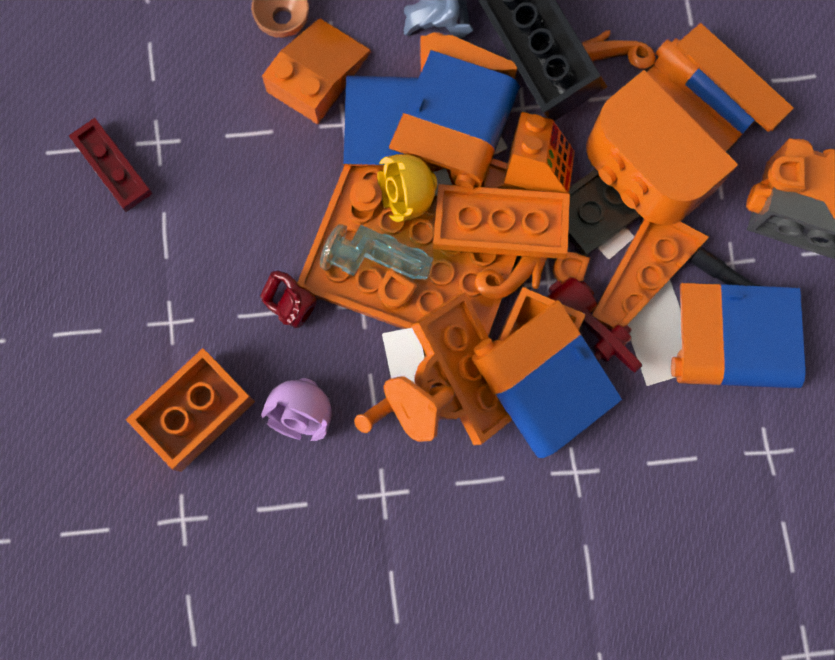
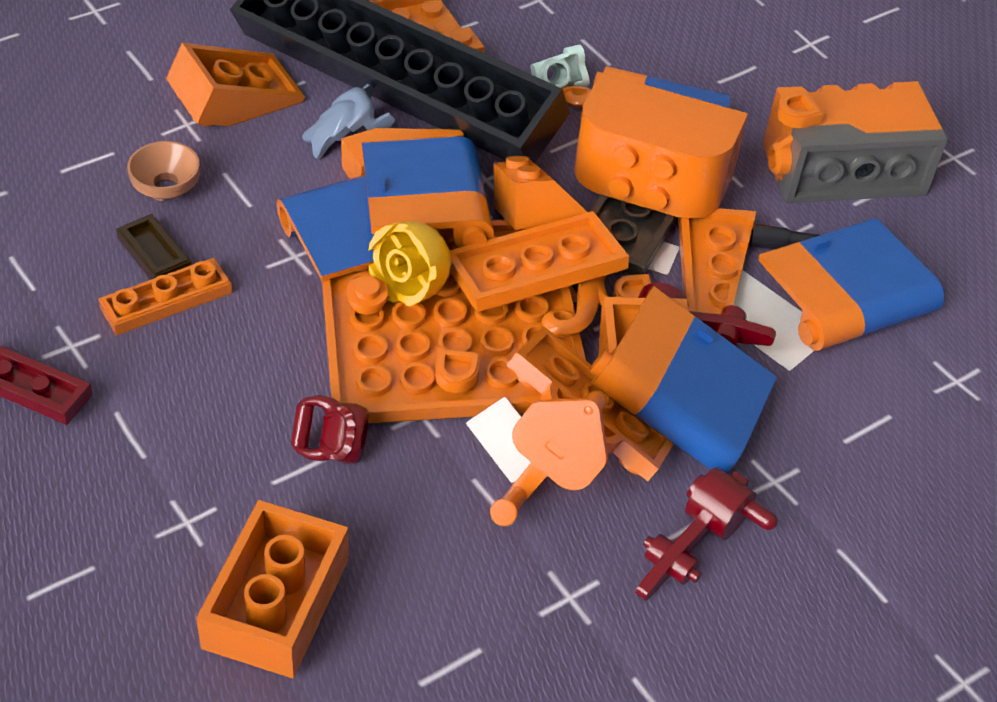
camera: 30 degrees left, 30 degrees down
(246, 79) = (152, 247): none -> dark brown tile
(254, 126) = (165, 296): none -> orange tile
(297, 409) = (415, 536): lavender cylinder -> none
(314, 69) = (231, 217): orange slope -> none
(375, 246) = (416, 332): clear light blue piece -> none
(513, 482) = (716, 505): none -> dark red piece
(644, 24) = (567, 68): none -> light aqua plate
(734, 77) = (737, 89): orange panel -> none

